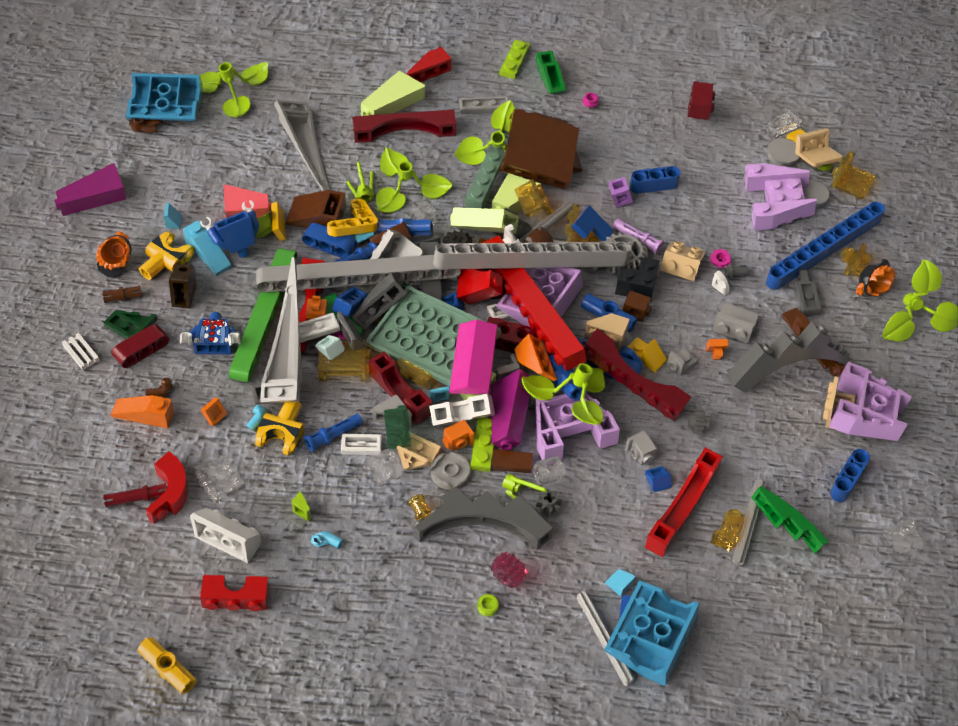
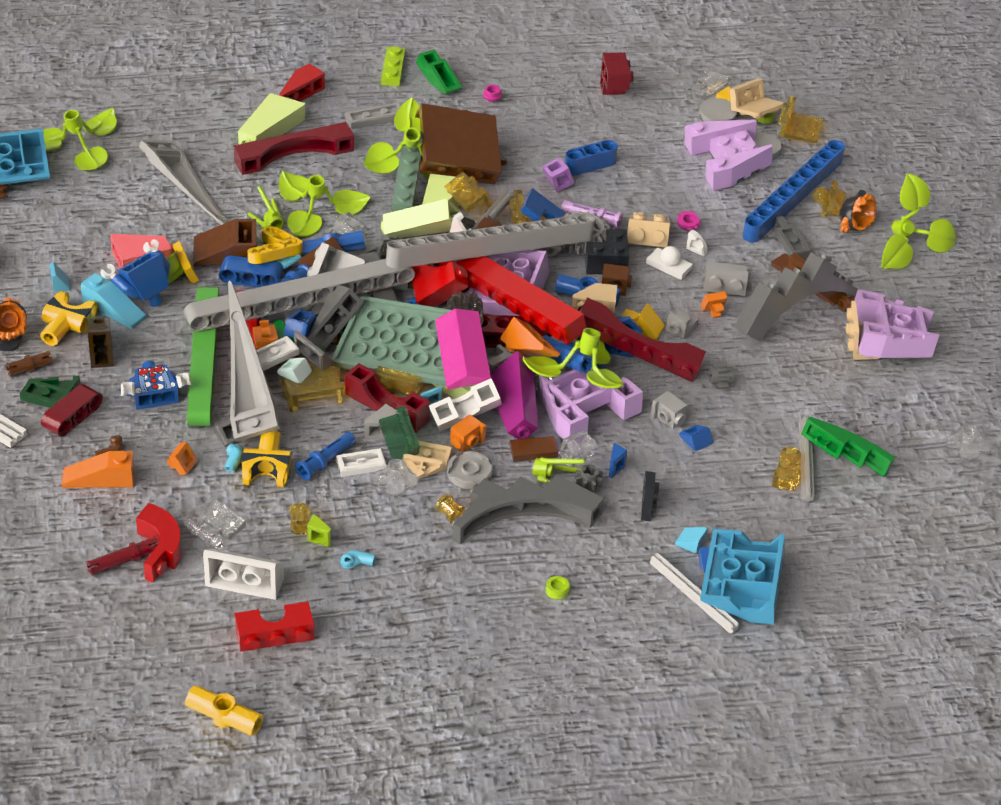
camera: 15 degrees left, 10 degrees down
(291, 489) = (299, 514): none -> clear yellow bush
(482, 446) = (497, 439): lime plate -> none
(491, 313) = (466, 302): none -> clear smoke gear
(508, 569) = (570, 546): clear pink gear -> none
(579, 489) = (618, 460): none -> blue slope
(594, 531) = (650, 489): none -> black plate
(674, 518) = (733, 451): red arch -> none
(691, 297) = (670, 262): none -> white tile
(734, 271) = (709, 229): dark grey pin -> none
(844, 480) = (894, 396): blue beam -> none

